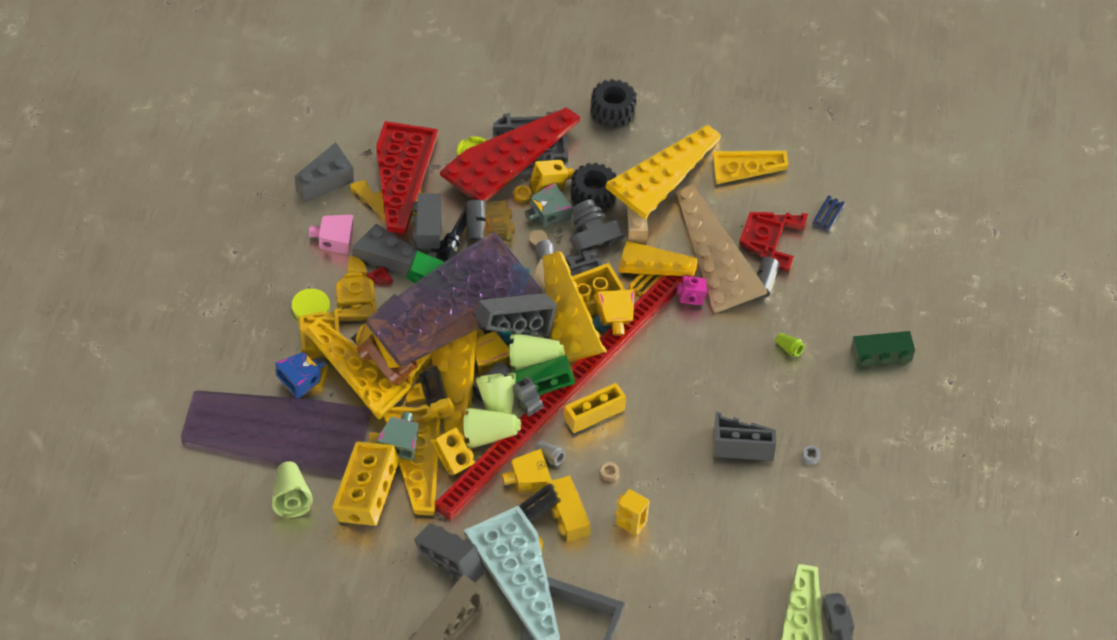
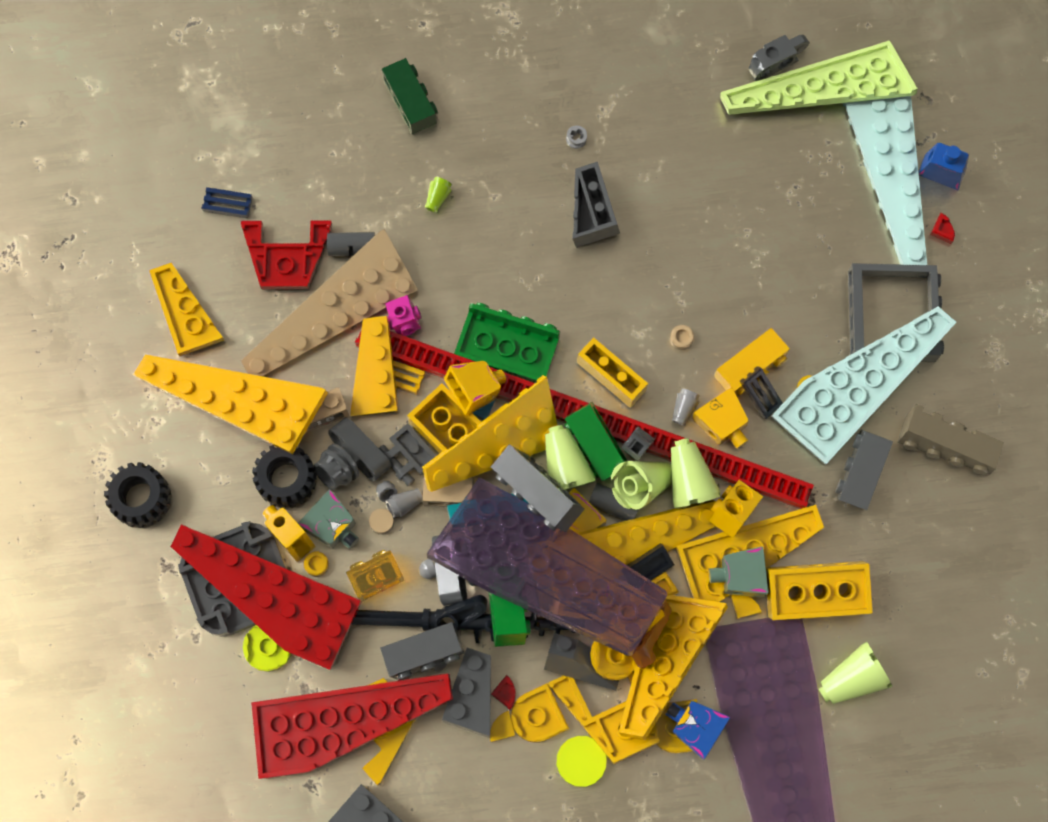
camera: 105 degrees left, 20 degrees up
(334, 233) = (464, 773): bright pink torso -> none
(440, 409) = (688, 540): yellow plate -> none
(476, 219) = (388, 599): dark grey pin -> none
(560, 245) = (381, 488): none -> light grey hinge
(632, 511) = (737, 289): yellow brick -> none
(645, 352) = (508, 342): none -> green bracket

